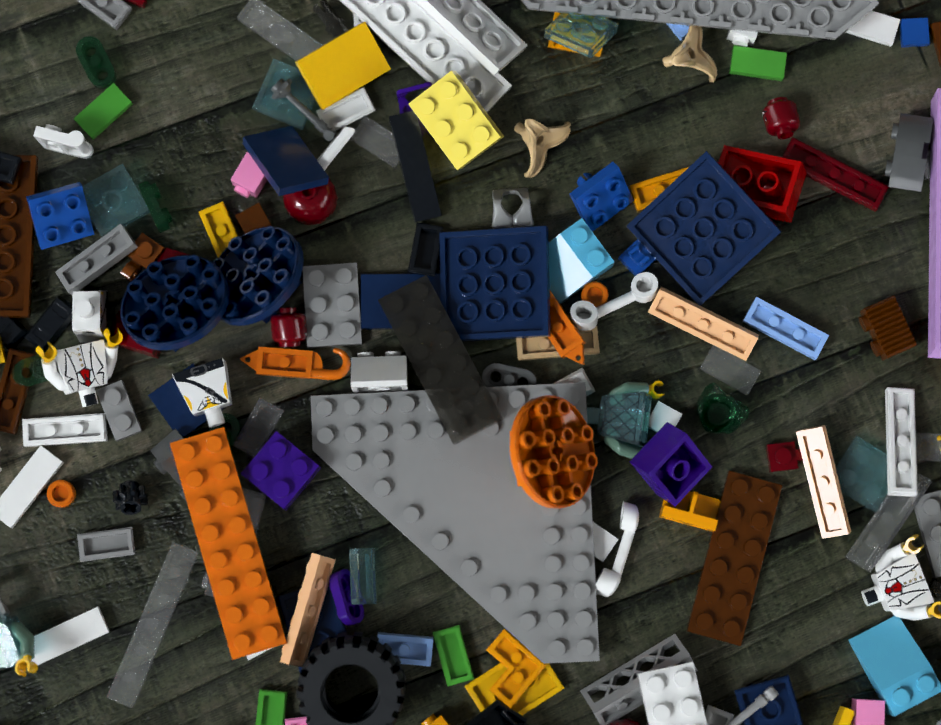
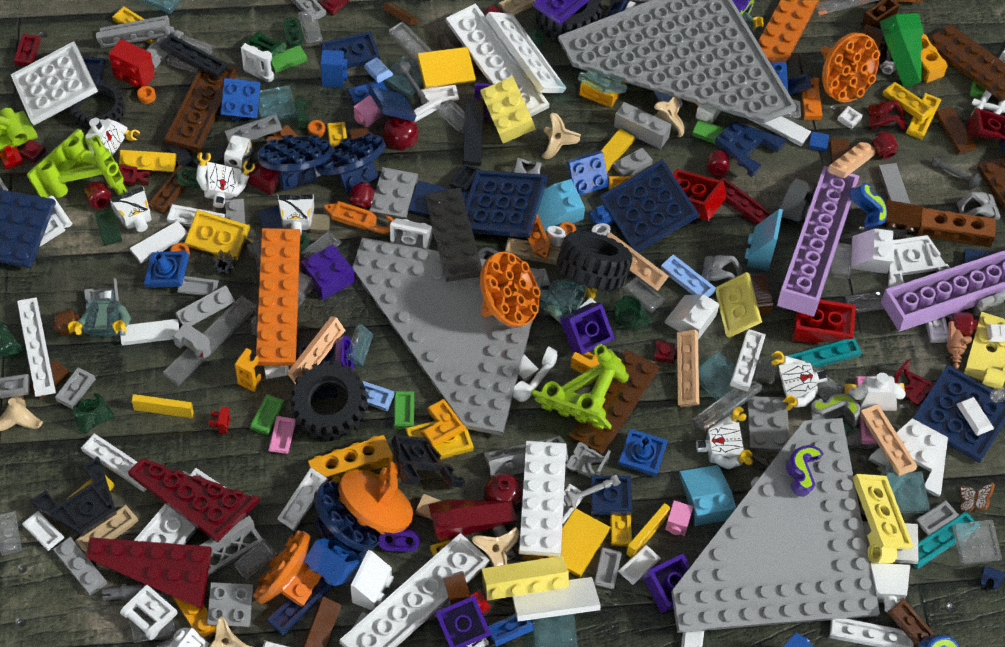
camera: 15 degrees right, 25 degrees down
(53, 533) = (166, 269): none -> blue plate
(56, 113) = (264, 43): none -> dark green plate
(104, 454) = (216, 233): none -> yellow tile
(117, 42) = (310, 26): none -> clear tile
(128, 577) = (205, 307): none -> light grey plate
(142, 645) = (193, 340): none -> light grey leg
(179, 120) = (333, 68): none -> blue brick
(185, 224) = (316, 128): none -> orange tile
(191, 70) = (357, 48): none -> dark blue tile
(225, 673) = (245, 371): none -> light orange hinge
(230, 142) = (359, 93): none -> blue plate
(243, 387) = (320, 223): none -> dark tan tile
(244, 97) = (377, 70): none -> light blue tile
(624, 134) = (616, 147): none -> yellow tile
(647, 381) = (594, 260): none -> black tyre
(656, 83) = (642, 125): none -> light grey brick
(657, 150) = (632, 163): none -> light grey plate
(696, 602) = (585, 406): none -> lime plate
(715, 663) = (583, 458): none -> light grey piece
(794, 628) = (643, 452): none -> blue plate
(804, 71) = (742, 140): none -> dark blue wing
(806, 388) = (693, 313): none -> white slope
(818, 304) = (714, 265): none -> light grey piece
(867, 357) = (738, 305): none -> light yellow tile
(882, 244) = (763, 242): none -> medium azure slope

